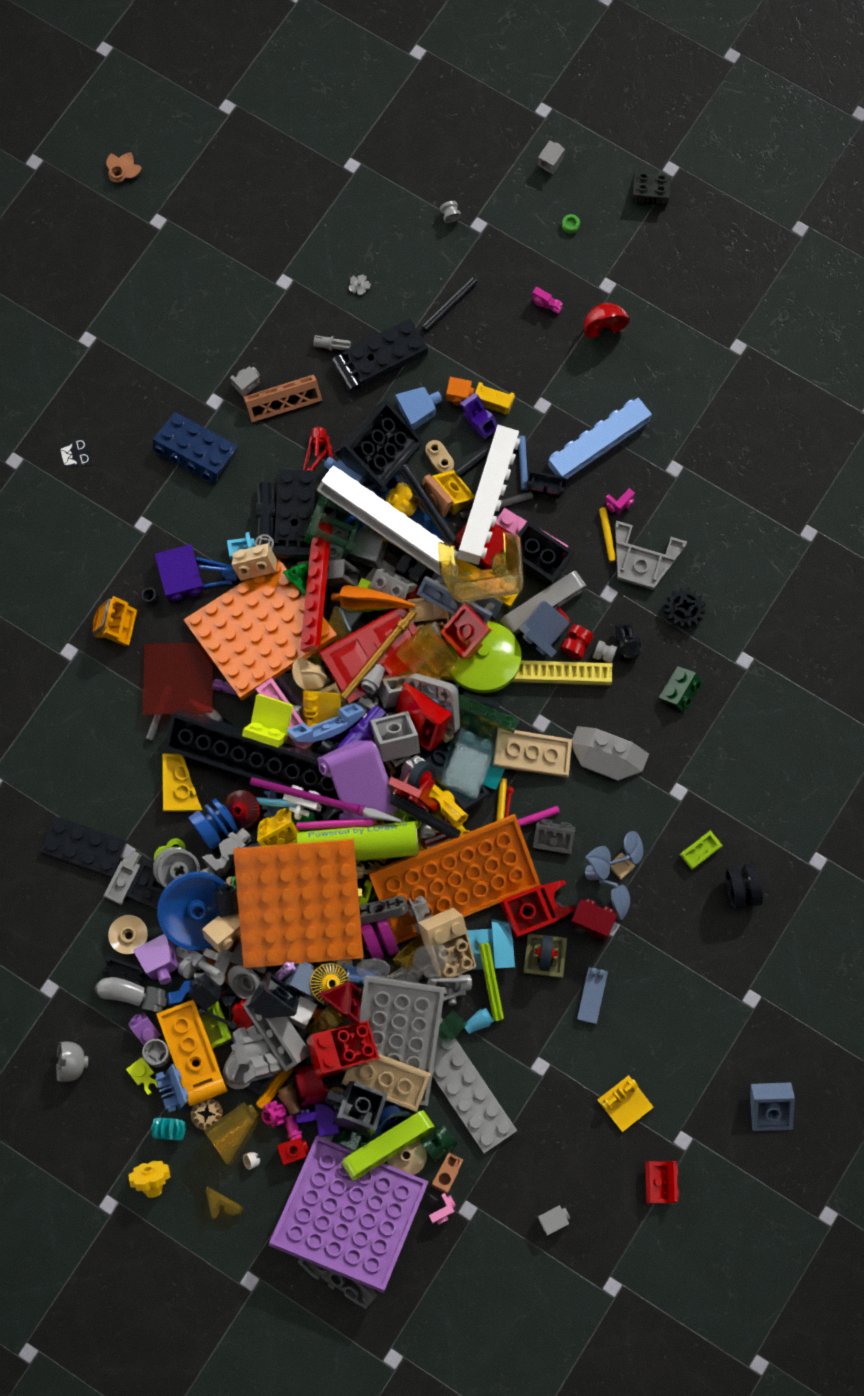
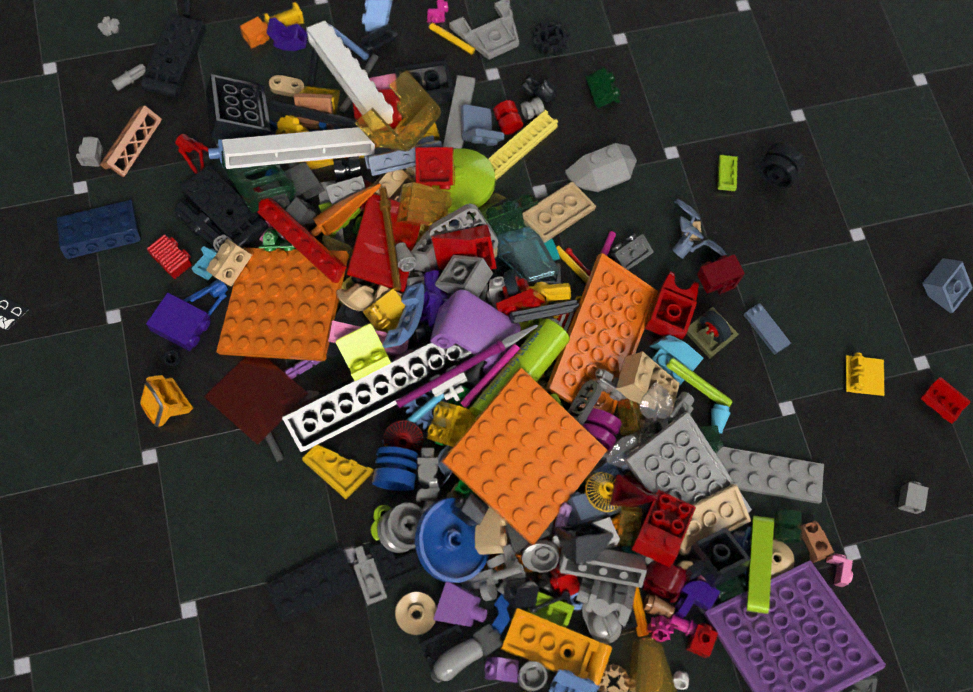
camera: 55 degrees left, 5 degrees down
(221, 516) = (169, 256): none -> red brick
(417, 406) = (236, 63): medium blue torso -> none

